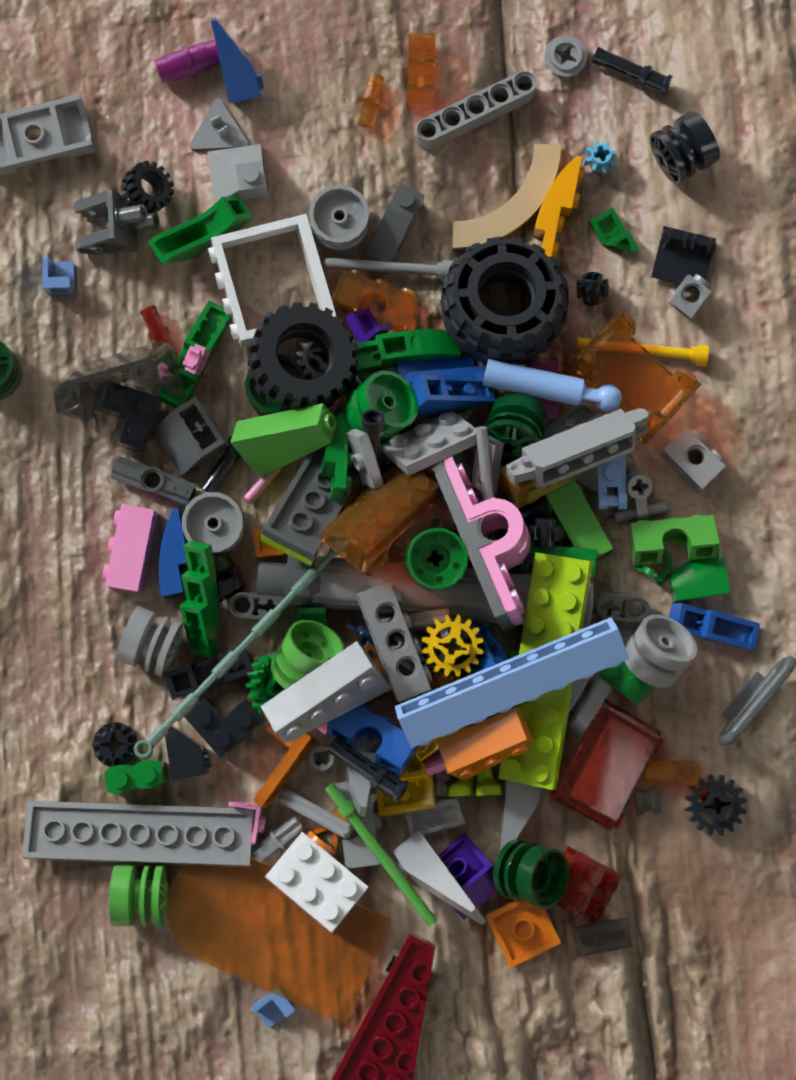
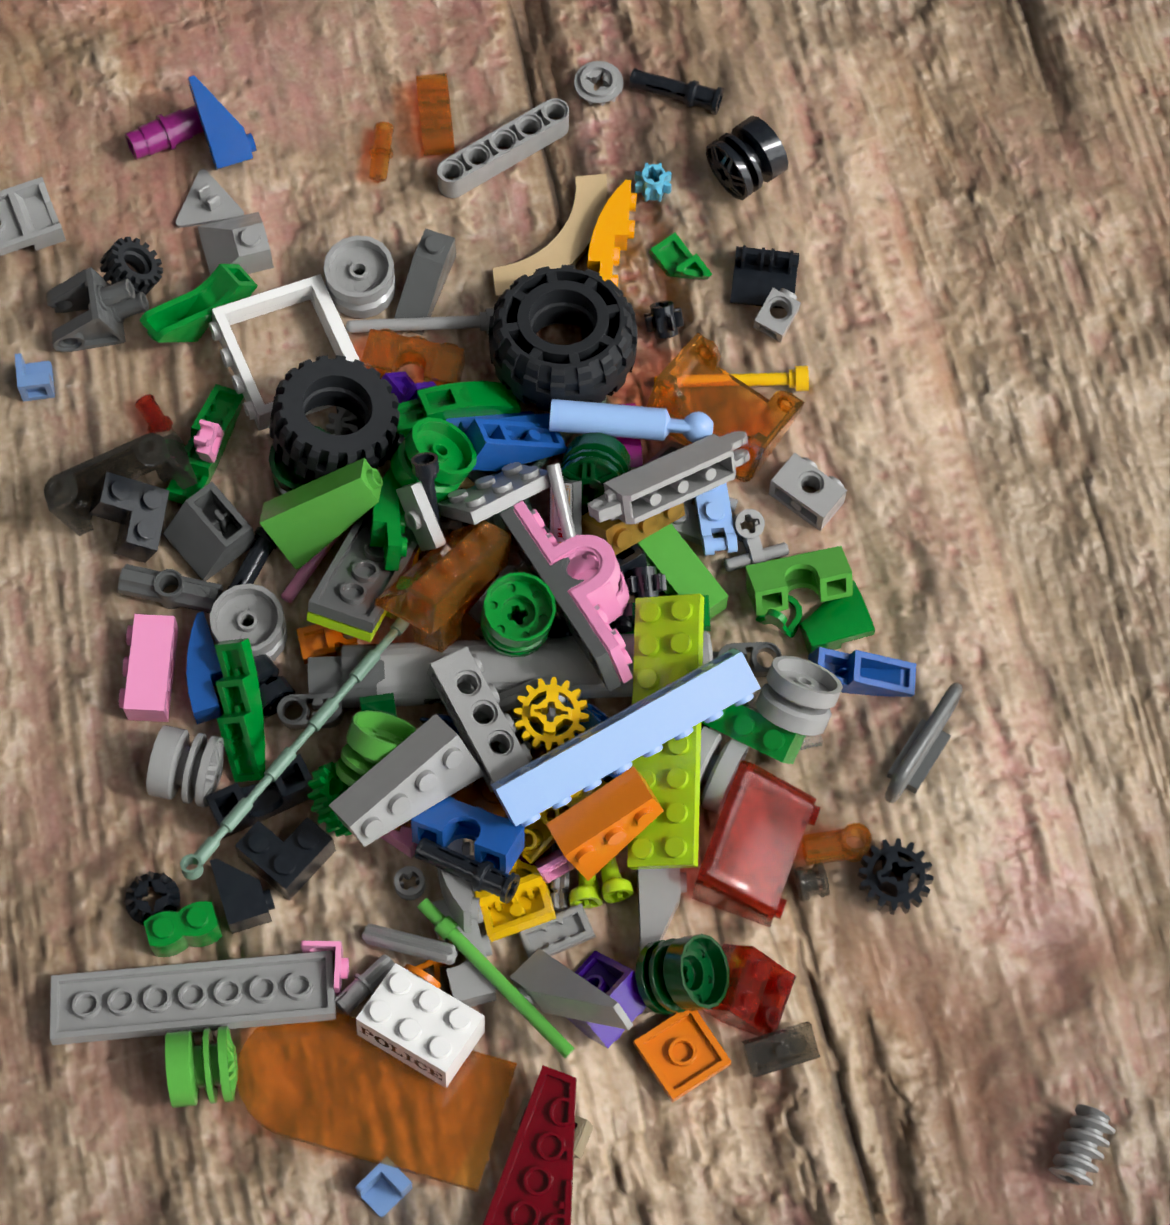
camera: 10 degrees left, 15 degrees down
(297, 751) = (379, 874): orange piece -> none

